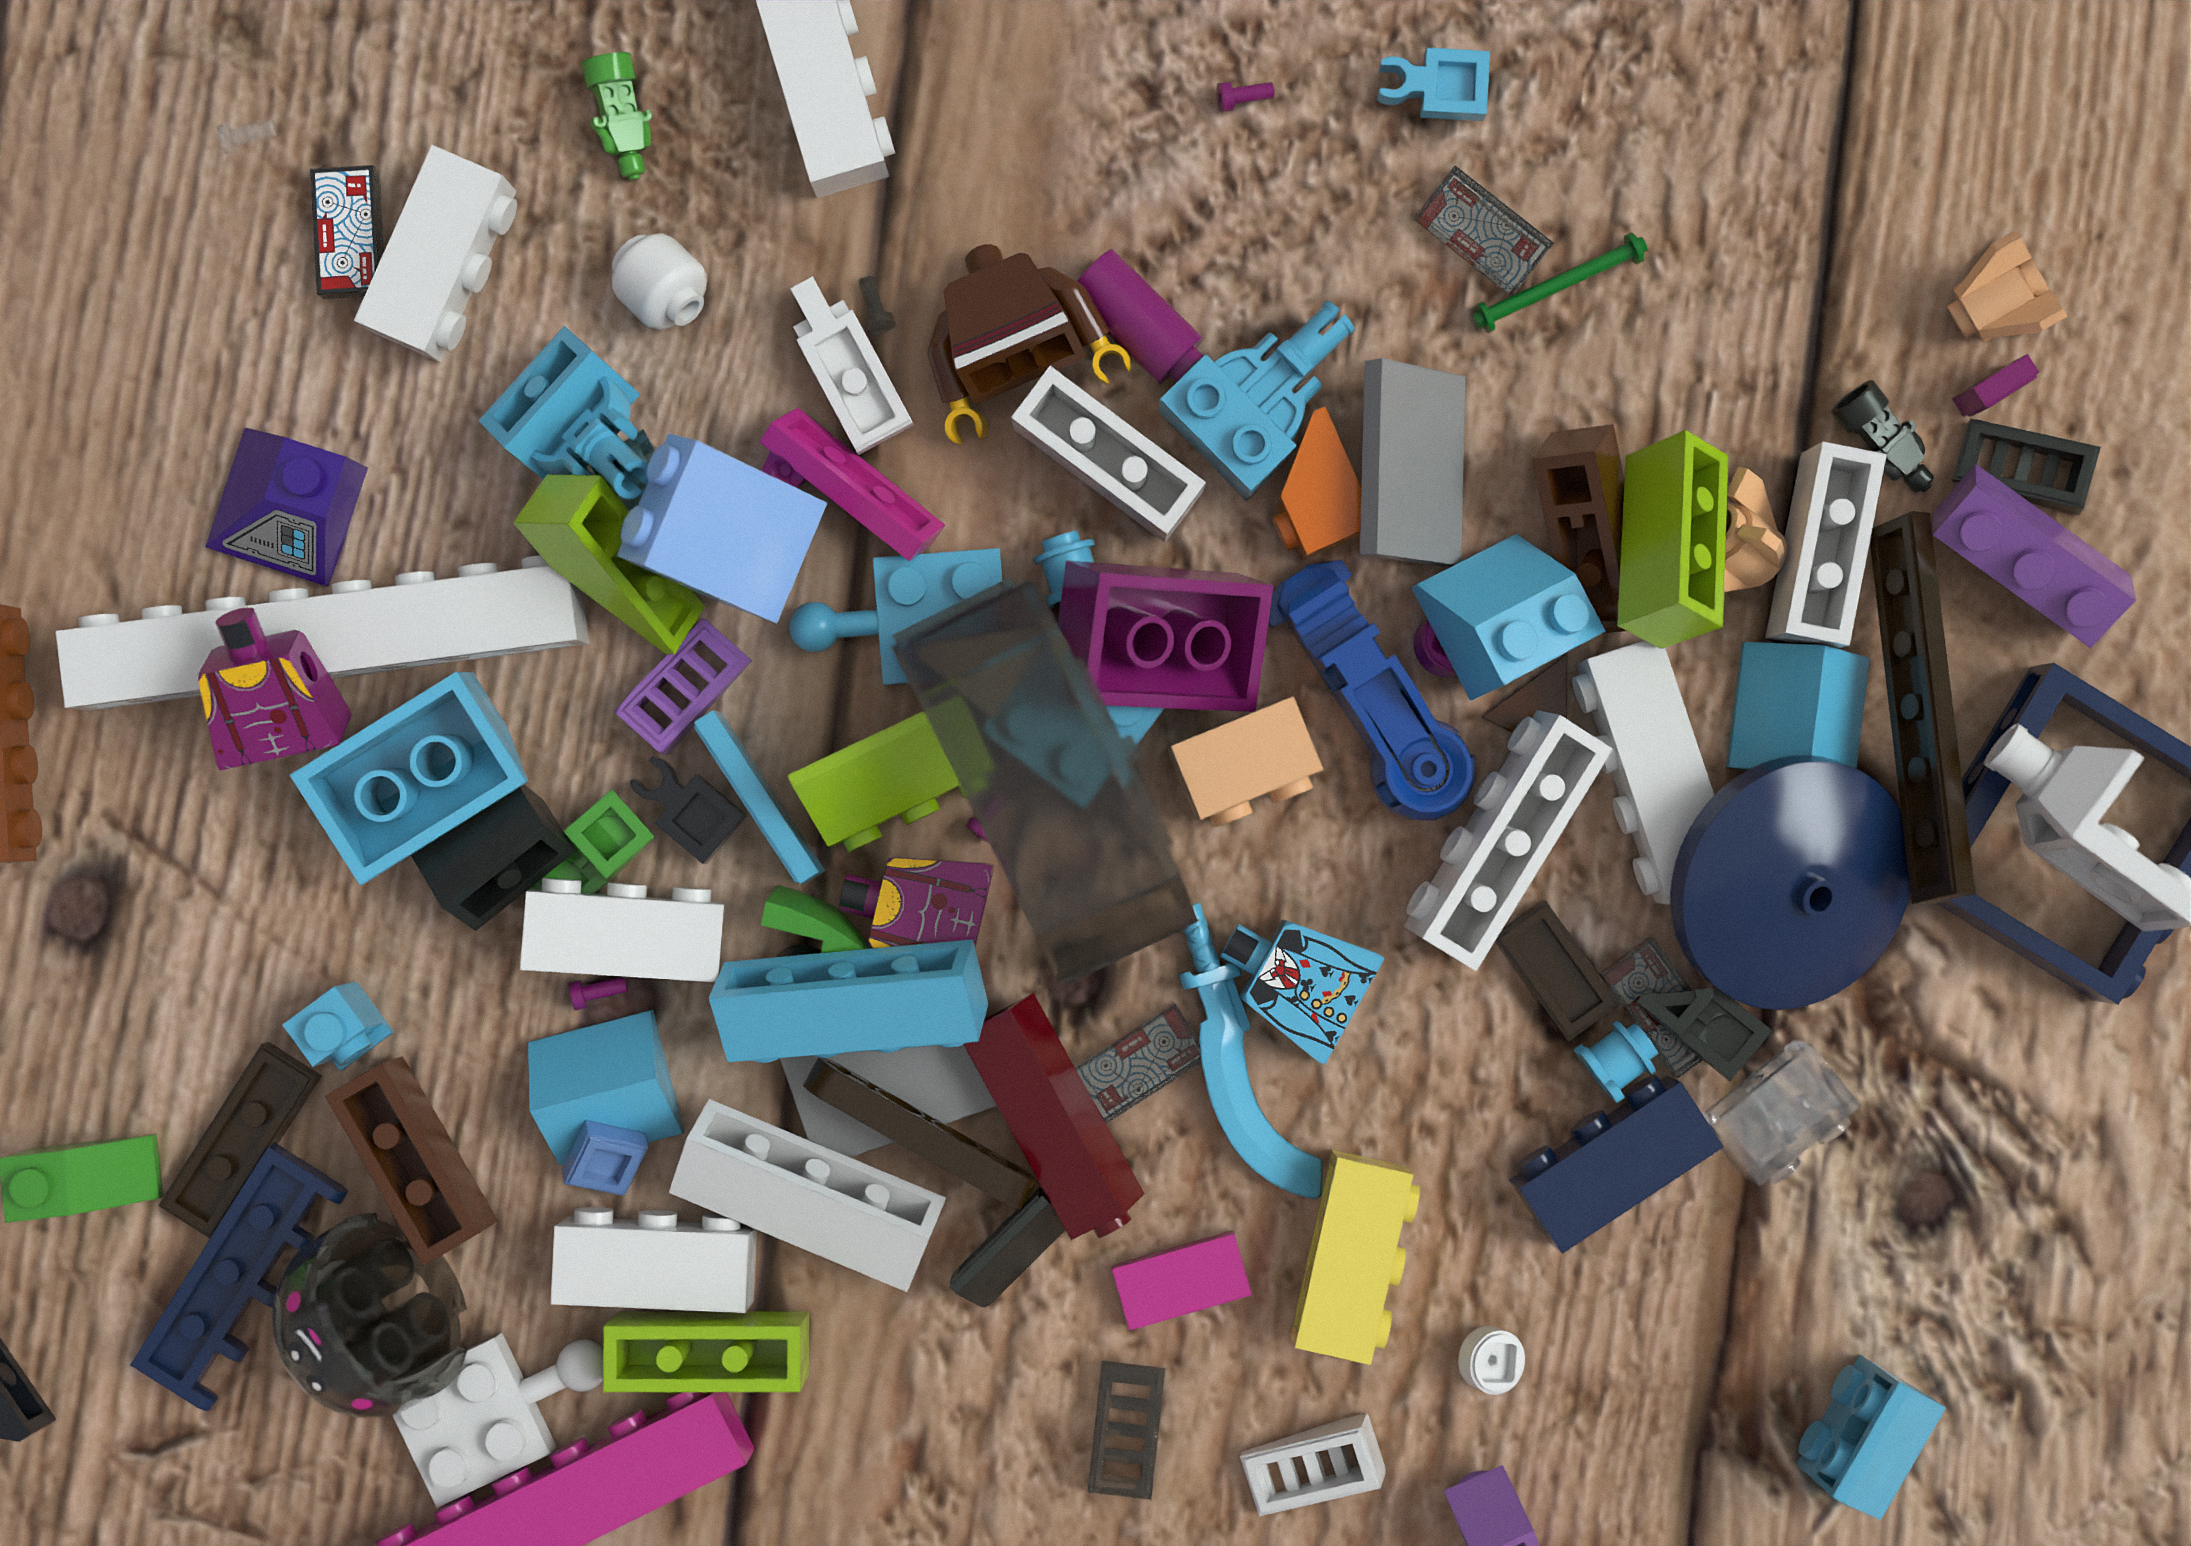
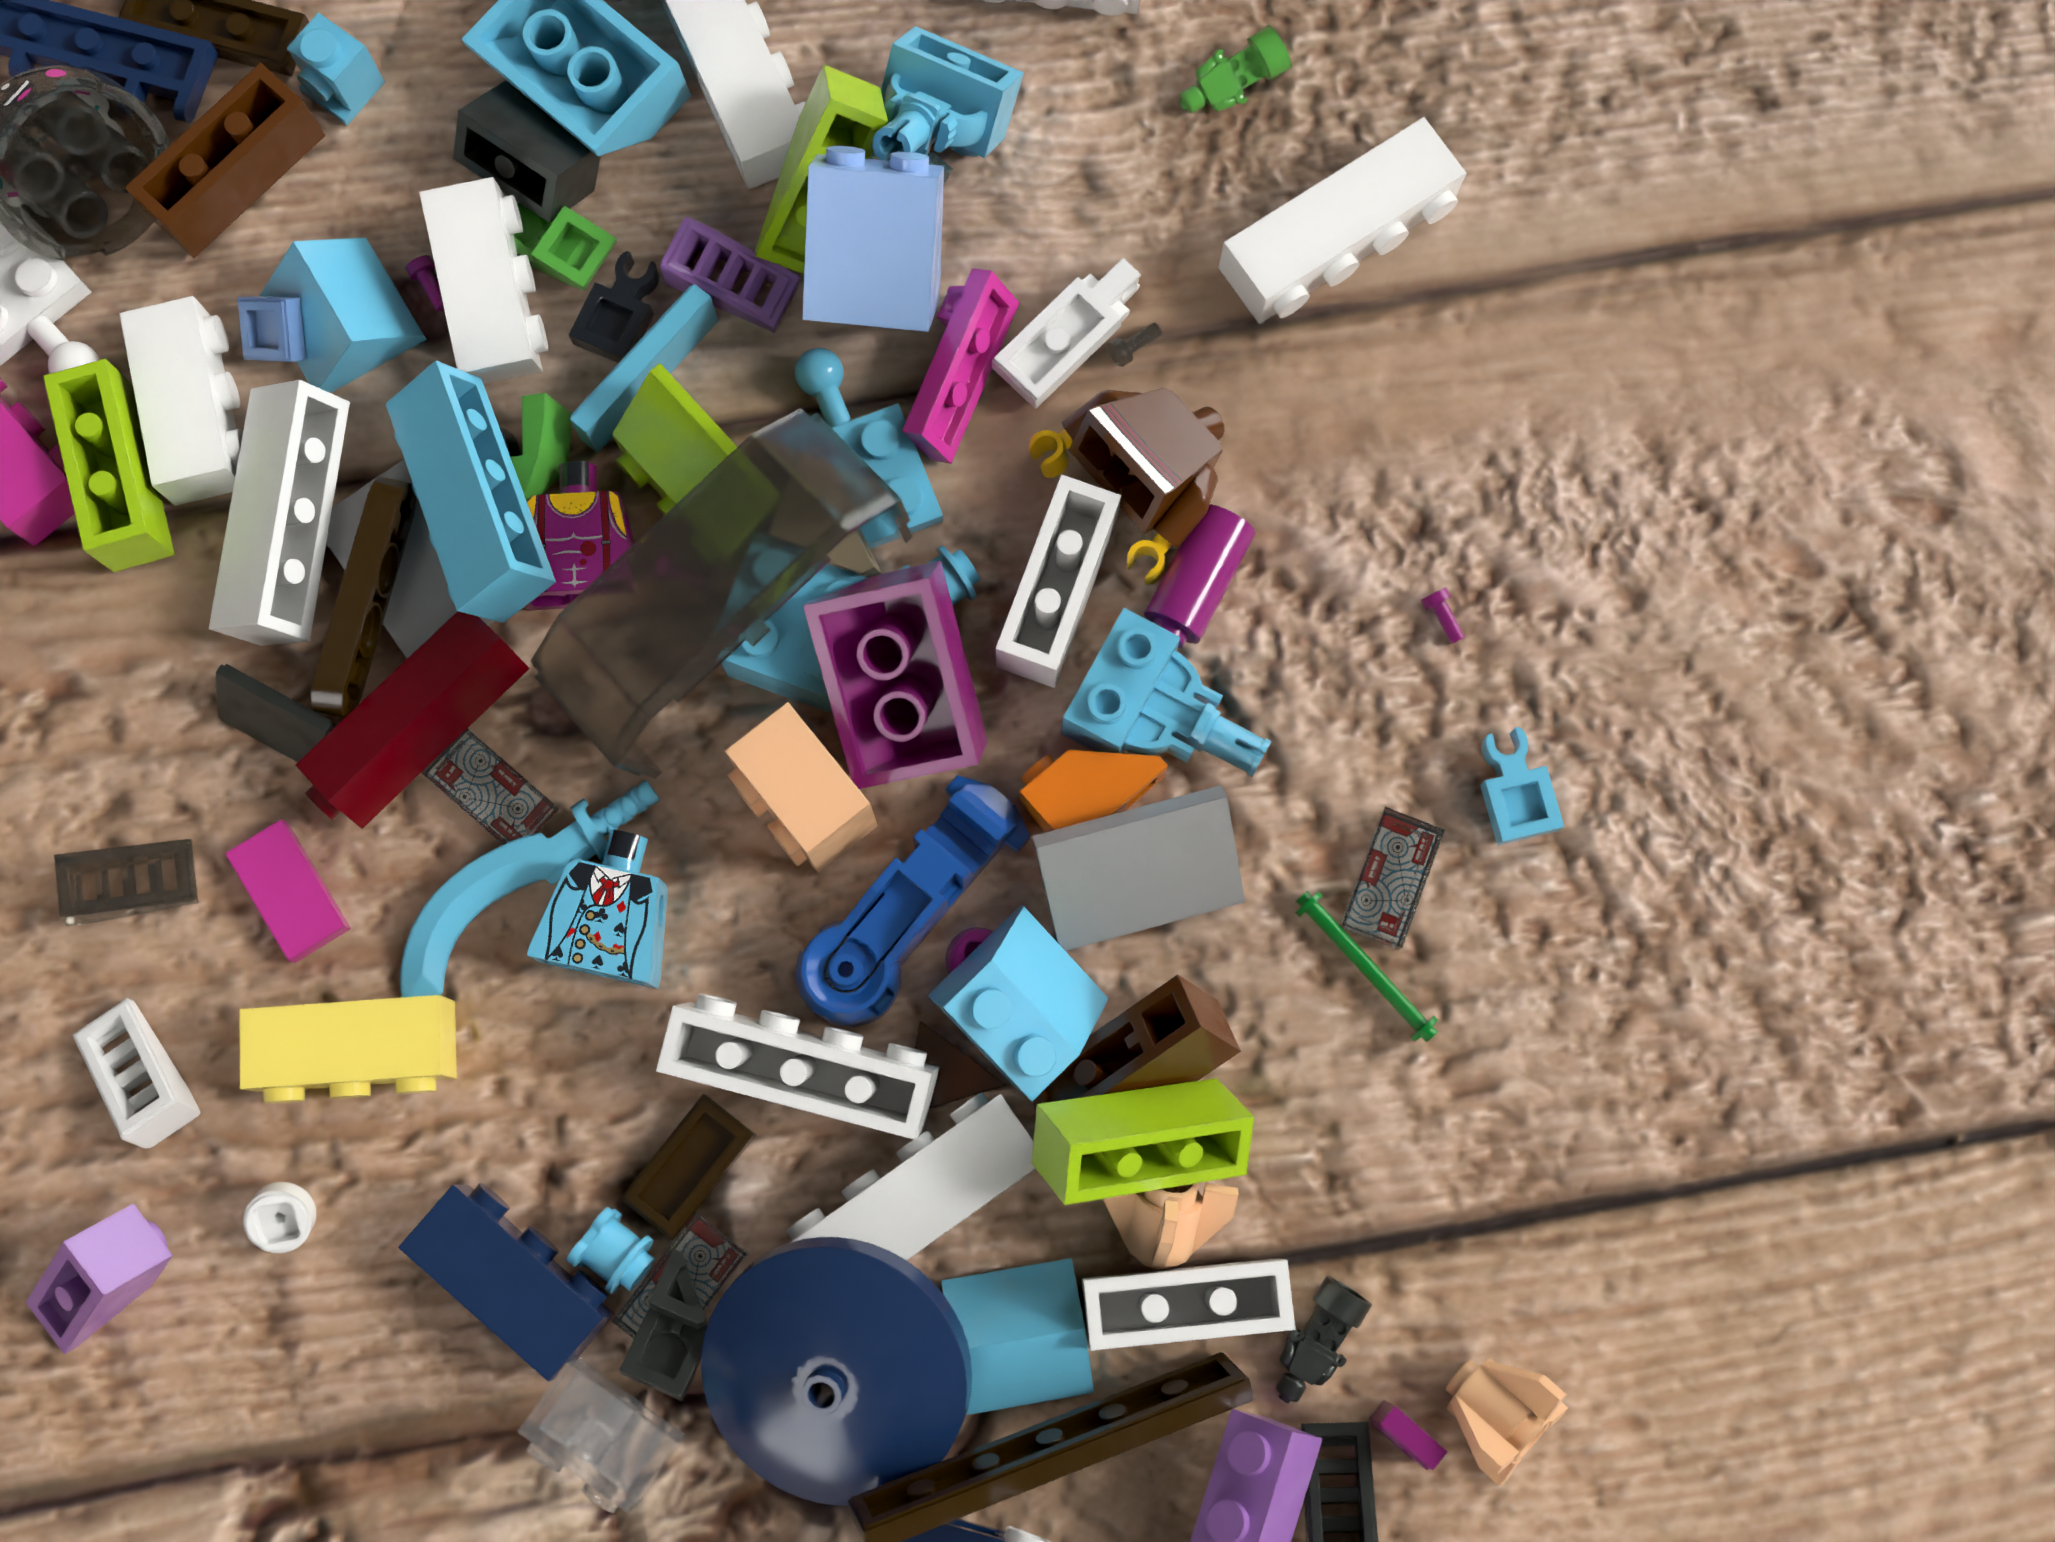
camera: 70 degrees right, 10 degrees down
(658, 281) = (1093, 144): white head -> none

